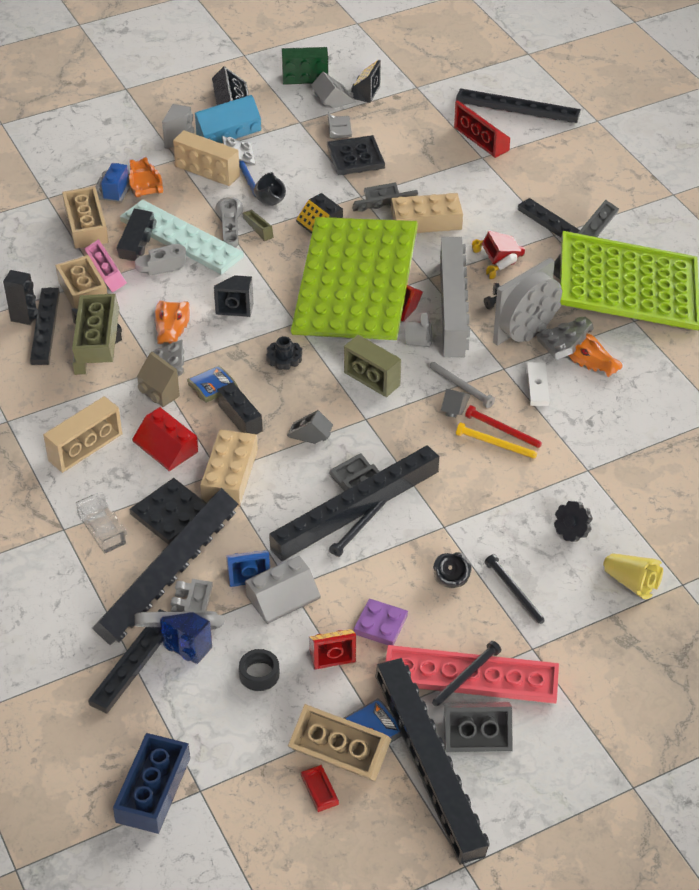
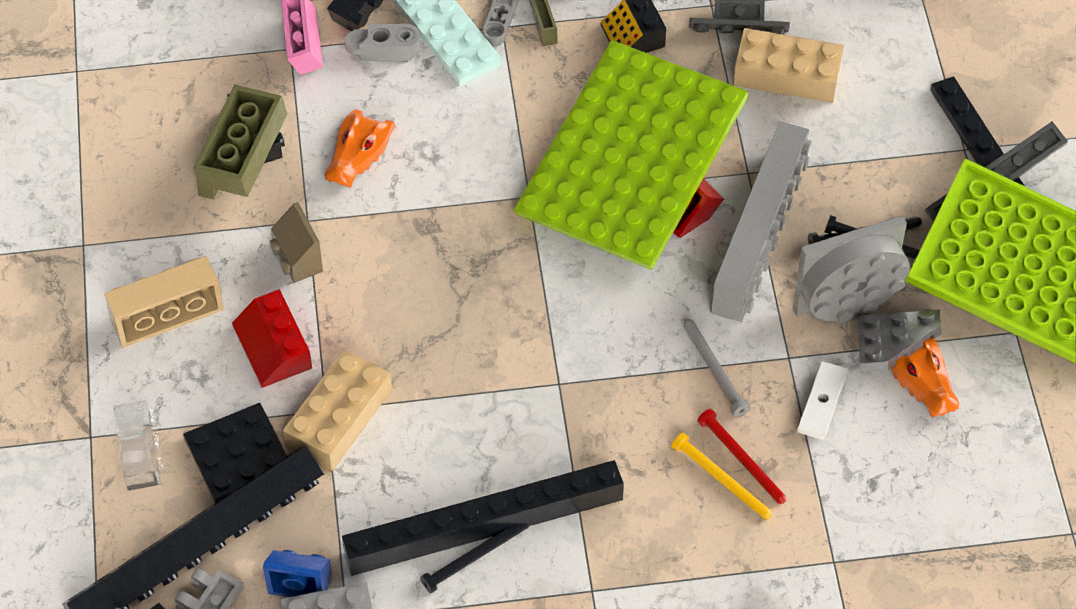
camera: 20 degrees right, 10 degrees up
(20, 297) = (163, 59): black brick -> none
(45, 326) = (188, 107): black plate -> none
(79, 278) = (259, 52): tan brick -> none
(173, 355) = (330, 208): light grey hinge -> none
(209, 381) = (371, 266): slope -> none
(234, 296) = (455, 135): black slope -> none
(239, 409) = (389, 322): black brick -> none
(284, 353) = (488, 247): black plant -> none
(311, 428) = (473, 380): dark grey slope -> none
(353, 472) = (504, 468): dark grey slope -> none
(372, 365) = (596, 305): olive brick -> none
(419, 332) = (689, 267): light grey piece -> none
(454, 402) = (690, 396): dark grey slope -> none
(500, 249) = (867, 160): torso -> none

